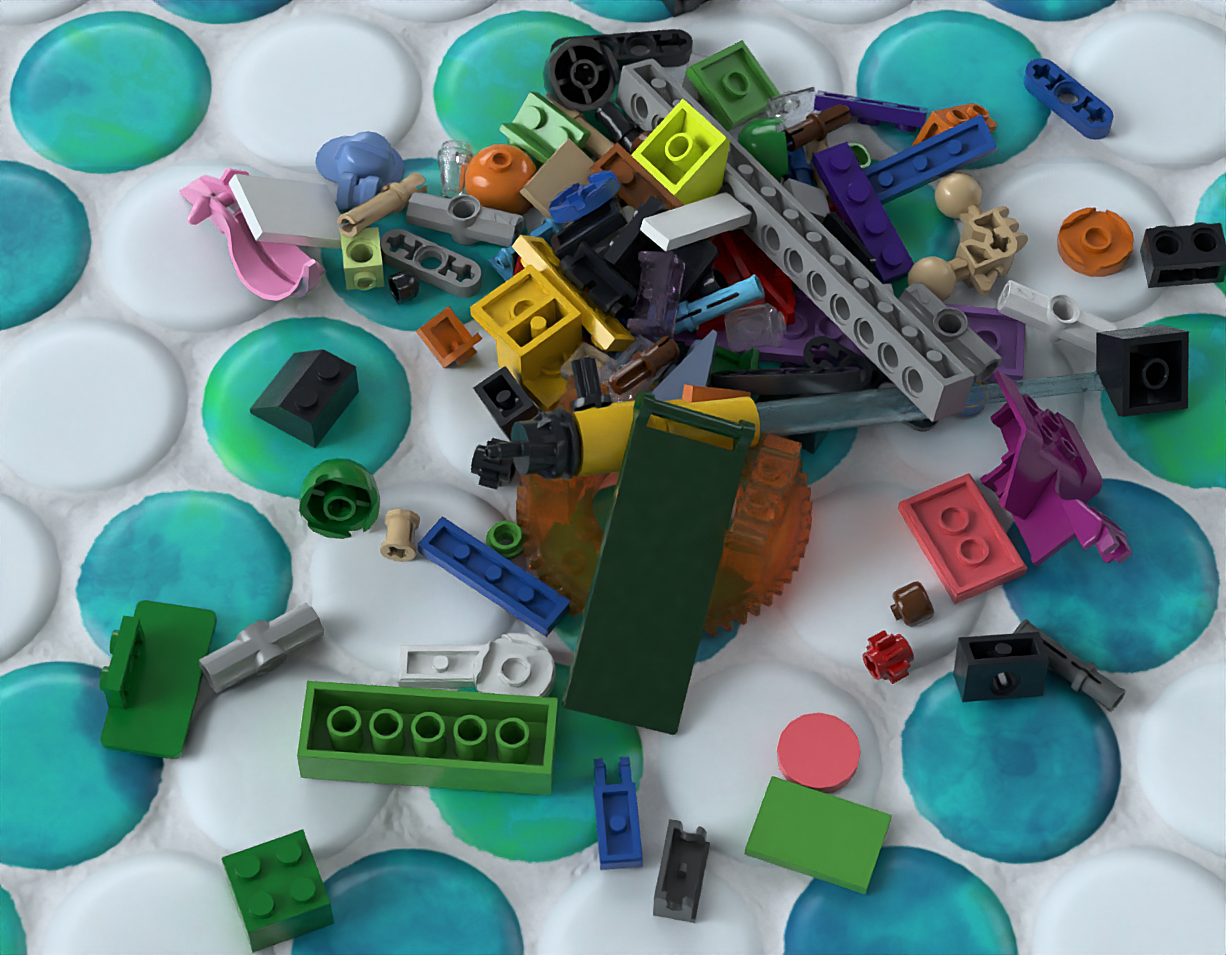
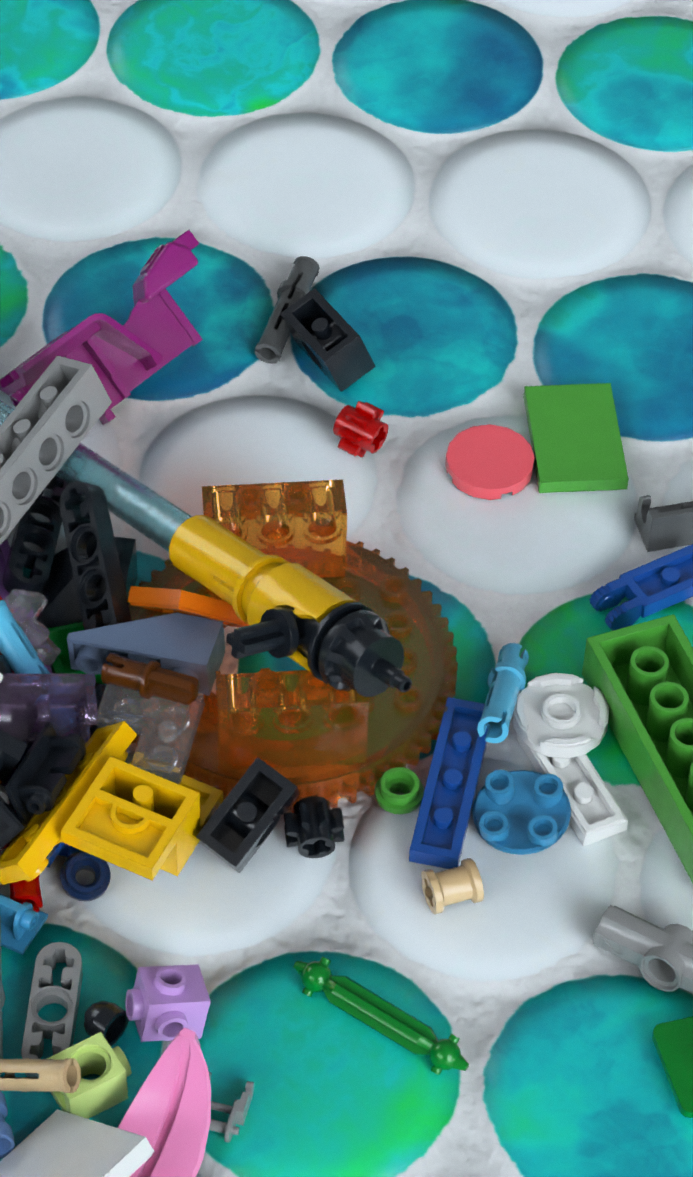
camera: 115 degrees left, 10 degrees down
(308, 395) = (315, 1058): black slope -> none
(312, 322) = (237, 1113): none -> light grey piece
(321, 450) = (381, 1015): none -> green wheel
(339, 498) = (438, 955): green cylinder -> none
(390, 317) = (167, 1001): none -> lavender brick
(444, 612) = (521, 811): none -> dark azure dish
(448, 338) = (166, 934): orange bracket -> none
(538, 625) = (504, 686): none -> medium azure pin
(656, 569) = (398, 570): dark green flag -> none
(912, 604) = (284, 436): reddish brown piece -> none
(962, 538) = (181, 426): coral tile -> none

